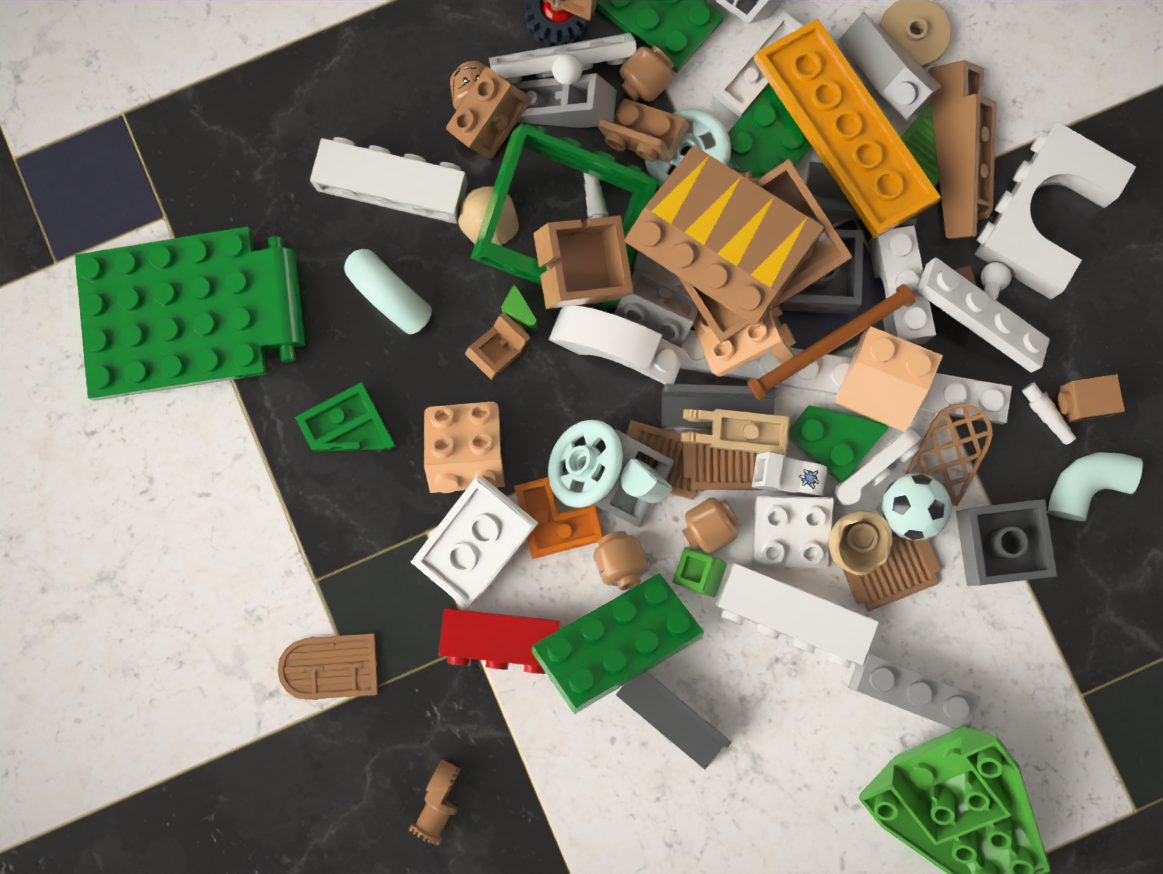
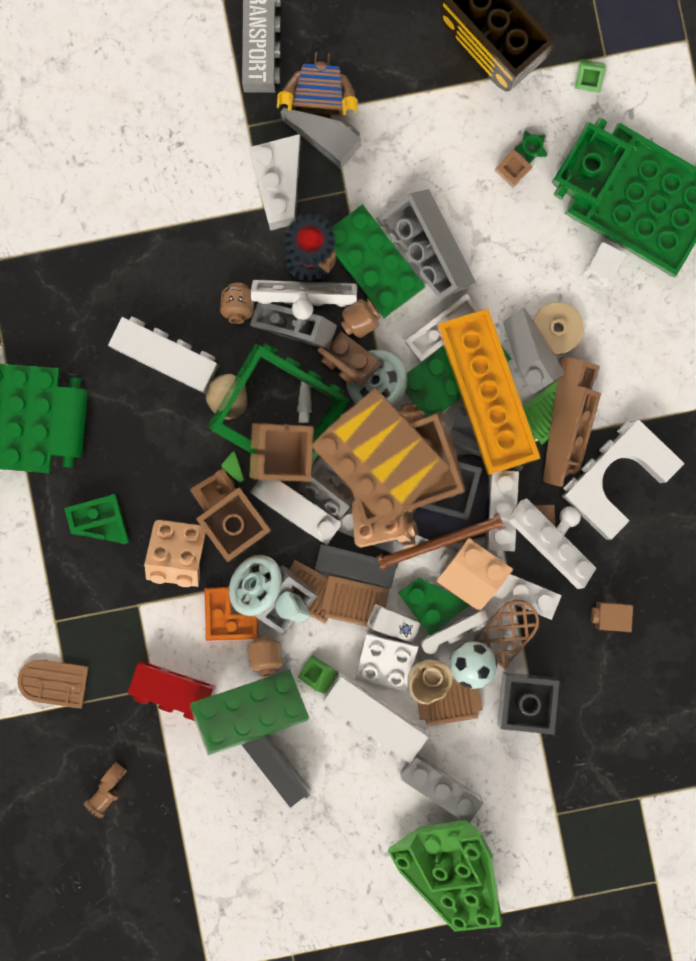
camera: 10 degrees right, 5 degrees up
(387, 291) = (144, 434): light aqua cylinder -> none
(474, 542) = (168, 621): white tile -> none
(488, 113) = (242, 324): medium nougat bracket -> none
(537, 385) = (234, 524): none -> medium nougat brick
(711, 525) = (332, 645): medium nougat head -> none
(740, 431) = (366, 587): tan hinge -> none
(1047, 411) = (582, 617): white animal -> none
(1088, 476) = (599, 669): light aqua cylinder -> none

